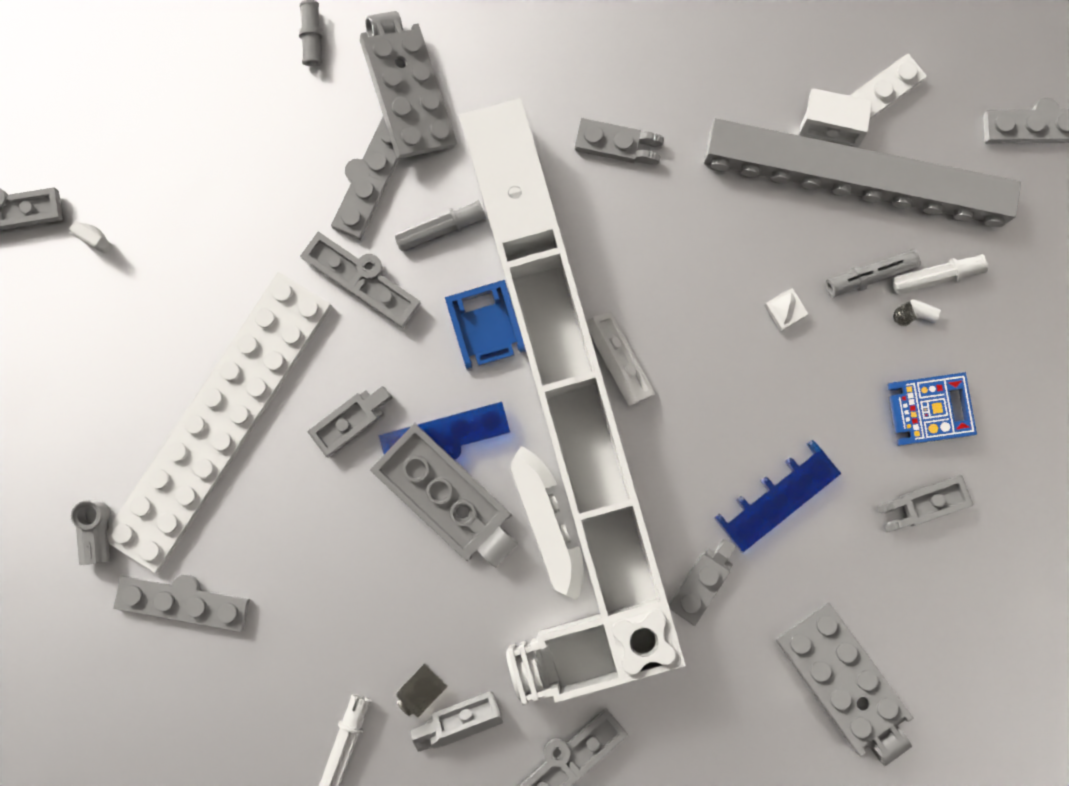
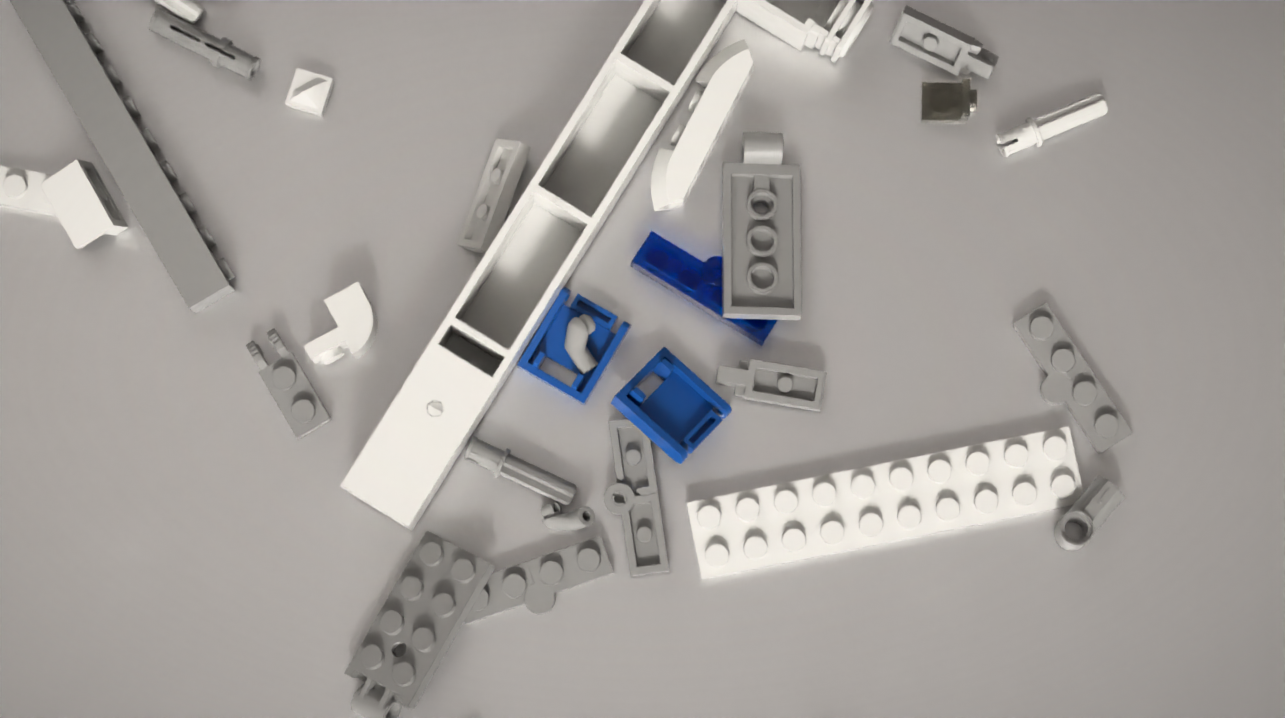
camera: 120 degrees left, 0 degrees up
(387, 226) = (568, 521): none -> light grey arm
(388, 346) = (677, 412): none -> blue container
(484, 325) = (576, 341): none -> light grey arm
(617, 209) = (355, 327): none -> white brick

